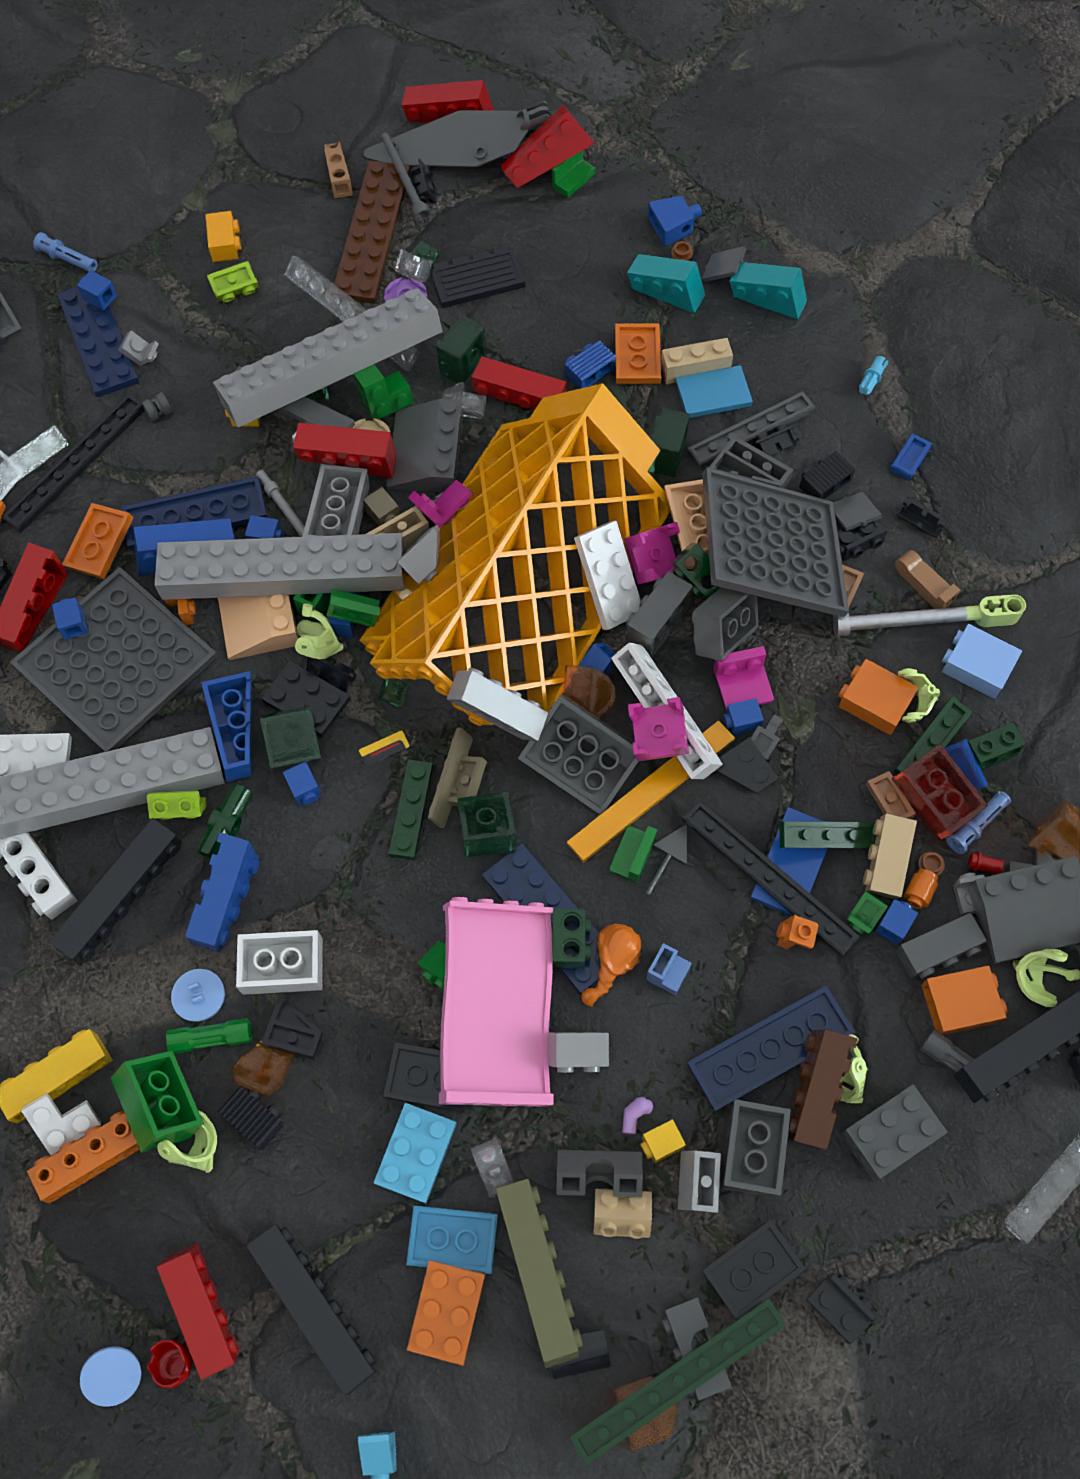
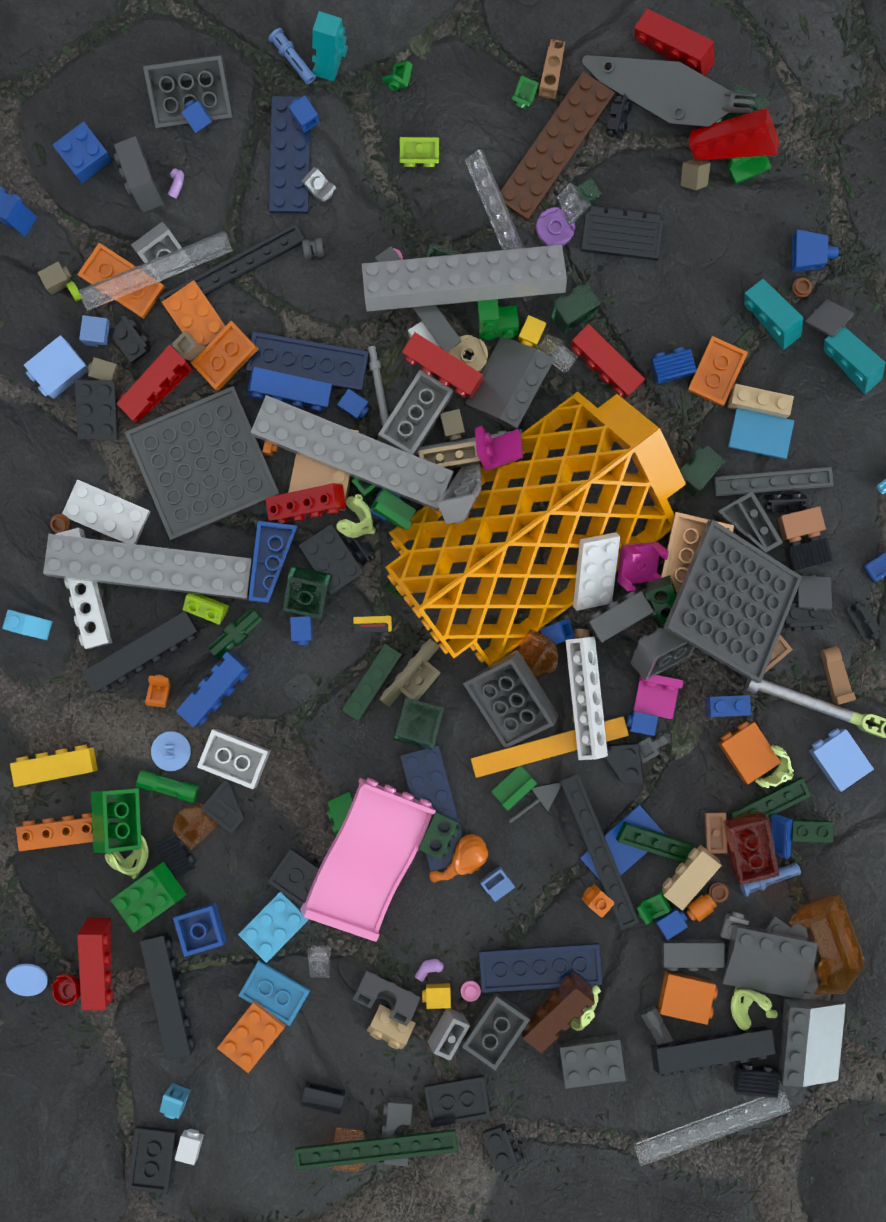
camera: 25 degrees right, 20 degrees up
(47, 517) = (194, 313): none -> orange plate
(54, 542) = (187, 346): none -> dark tan panel
(56, 1128) = (44, 805): white plate -> none
(70, 618) = (180, 418): blue brick -> none
(99, 221) = (329, 45): none -> teal wedge
(154, 926) = (158, 691): none -> orange bracket
(183, 229) = (400, 76): none -> green bracket
(222, 236) = (428, 98): light orange brick -> none
(235, 1181) = (148, 897): none -> green brick
(251, 640) = (305, 503): none -> red brick
(319, 195) = (525, 92): none -> green bracket
(320, 1195) = (200, 929): none -> blue brick
(420, 209) = (604, 144): dark grey piece -> none
(426, 388) = (532, 331): none -> yellow brick
(497, 705) = (461, 650): brick -> none
(523, 199) = (695, 174): none -> dark tan panel
(537, 1273) = (317, 1043): olive brick -> none
(578, 1050) = (409, 912): light grey brick -> none
(659, 730) = (571, 718): dark pink panel -> none
(700, 1118) = (470, 991): none -> bright pink plate
(803, 449) = (801, 523): none -> nougat brick
(827, 658) = (728, 705): none -> blue brick
(984, 863) = (758, 911): red pin -> none

